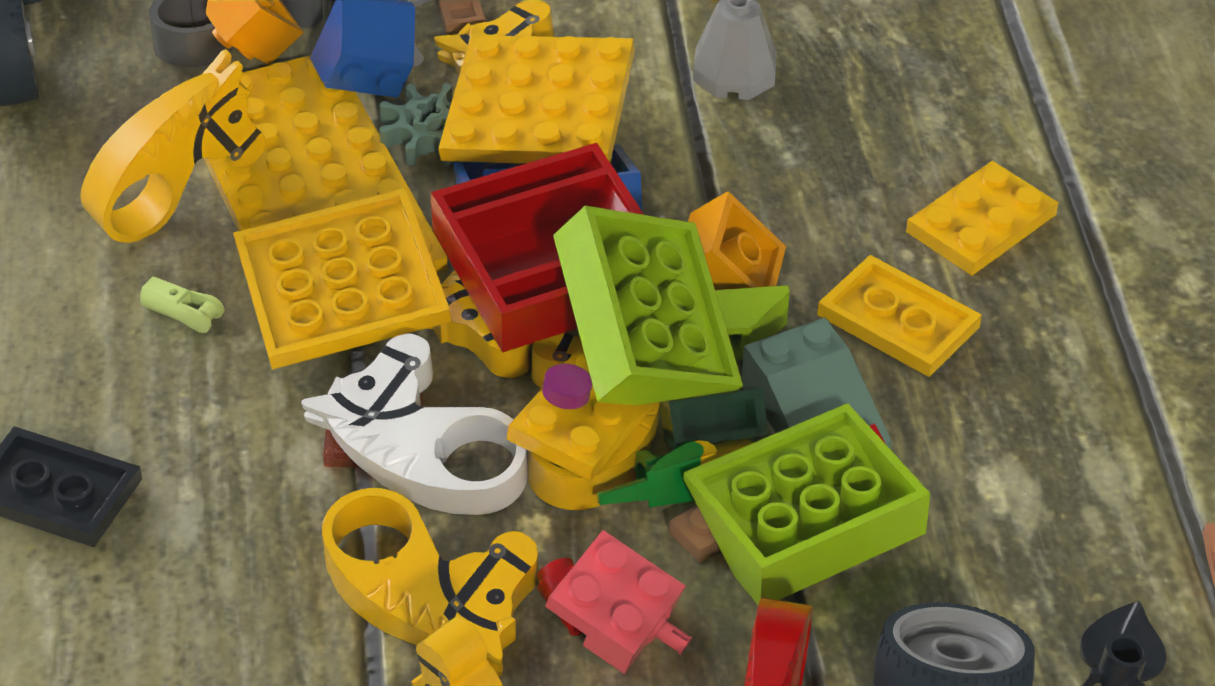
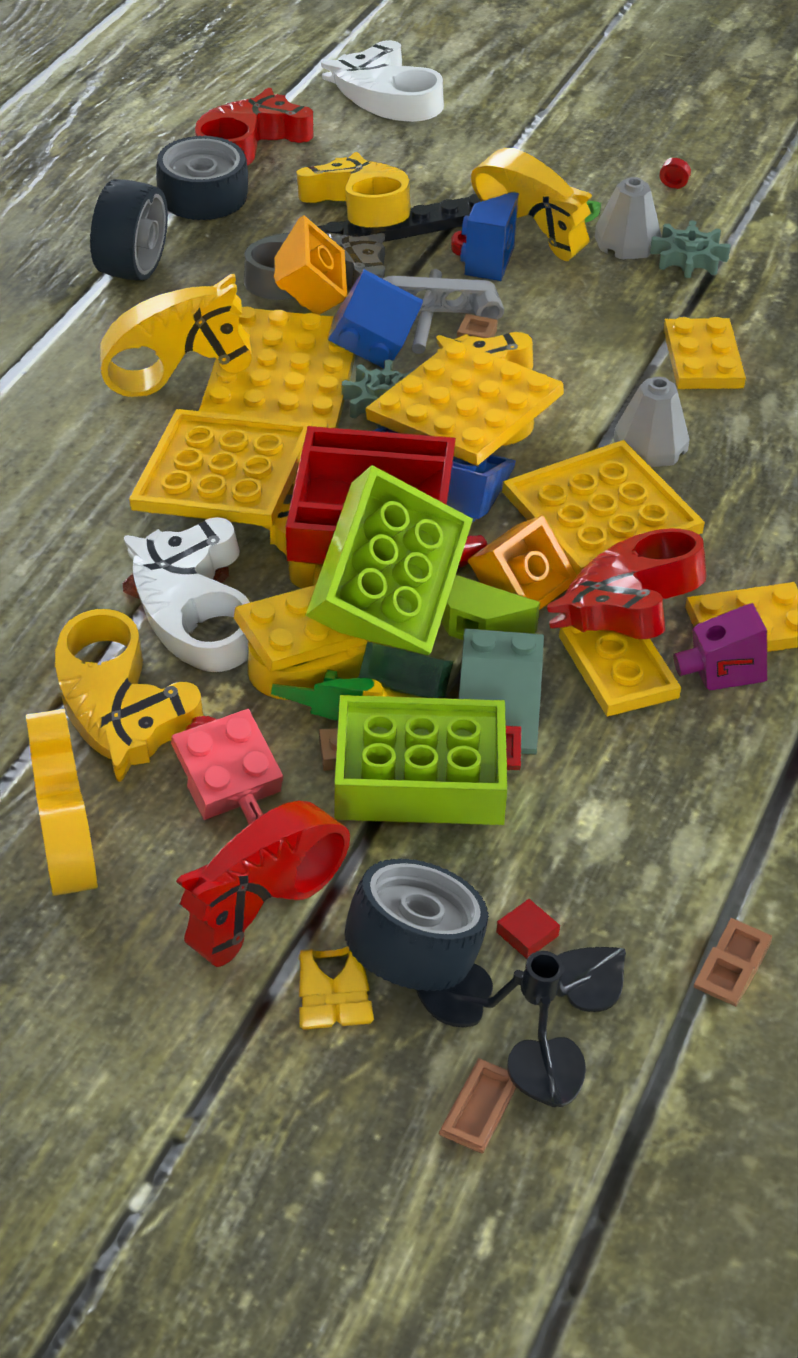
camera: 30 degrees right, 0 degrees up
(181, 304) = (116, 445): yellowish green bar -> none
(567, 386) = (294, 596): magenta tile -> none
(758, 150) = (599, 501): none -> yellow plate
(856, 238) = (628, 582): none -> red animal
(999, 255) = (727, 650): none -> magenta torso
(1038, 621) = (528, 928): none -> red tile

